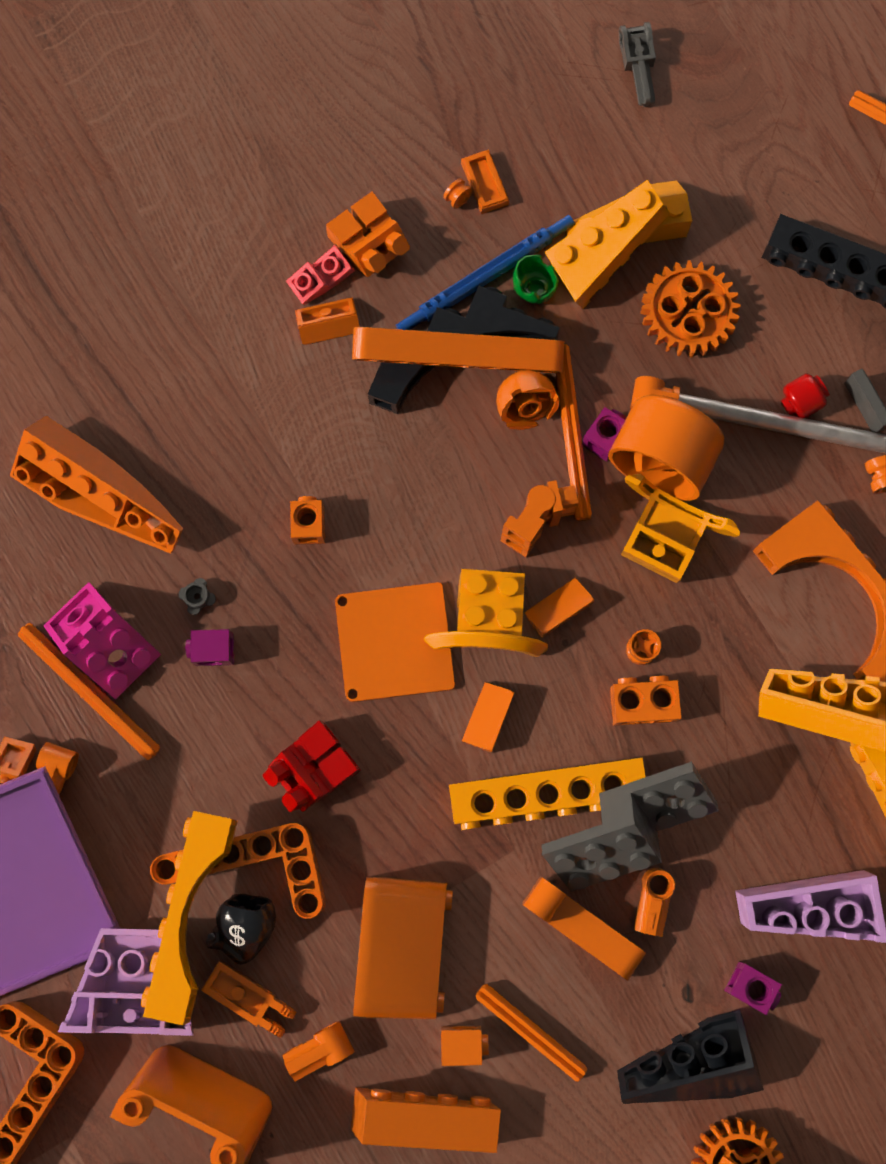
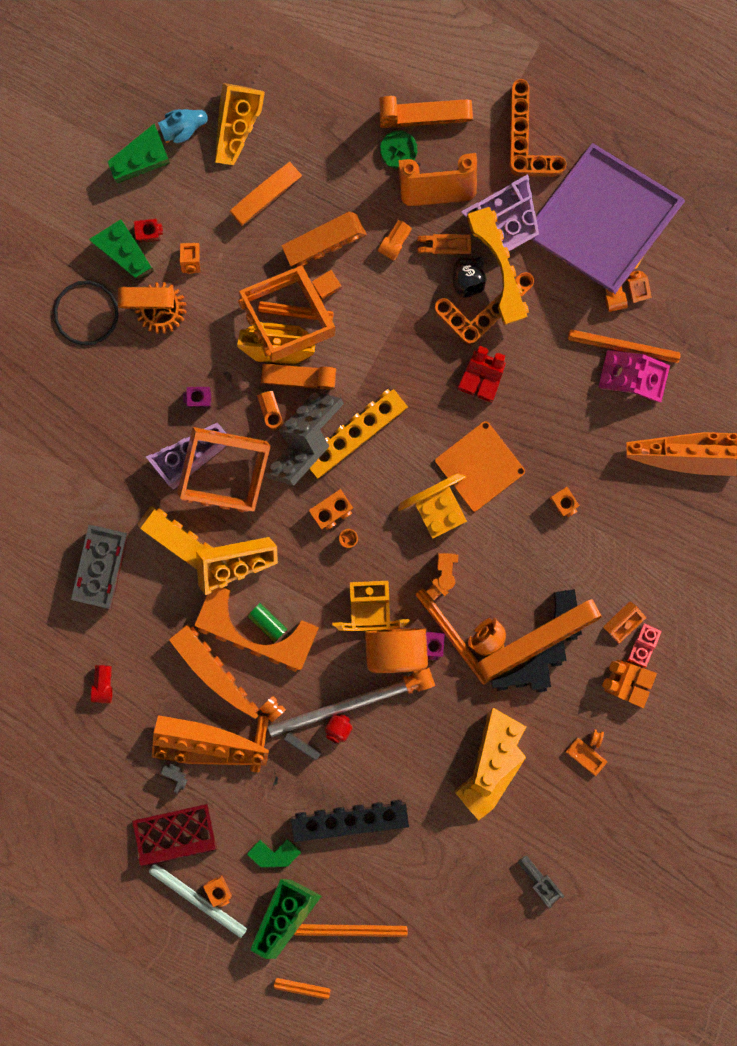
camera: 145 degrees right, 10 degrees up
(199, 587) = (598, 423): dark grey plate -> none
(211, 647) = (573, 405): magenta brick -> none
(401, 949) = (384, 313): orange windscreen -> none
(486, 273) = (552, 700): blue axle -> none
(488, 717) = (408, 455): orange slope -> none
(534, 279) = (523, 710): green hair -> none
(539, 1095) = (273, 284): none -> orange window
(559, 607) = (404, 534): orange slope -> none
(589, 1001) = (278, 335): none -> light orange wedge
(669, 291) = (445, 748): orange gear -> none
(702, 1065) = (201, 347): black wedge -> none
(750, 890) = (224, 502): none -> orange window
(825, 597) = (267, 622): none -> green brick

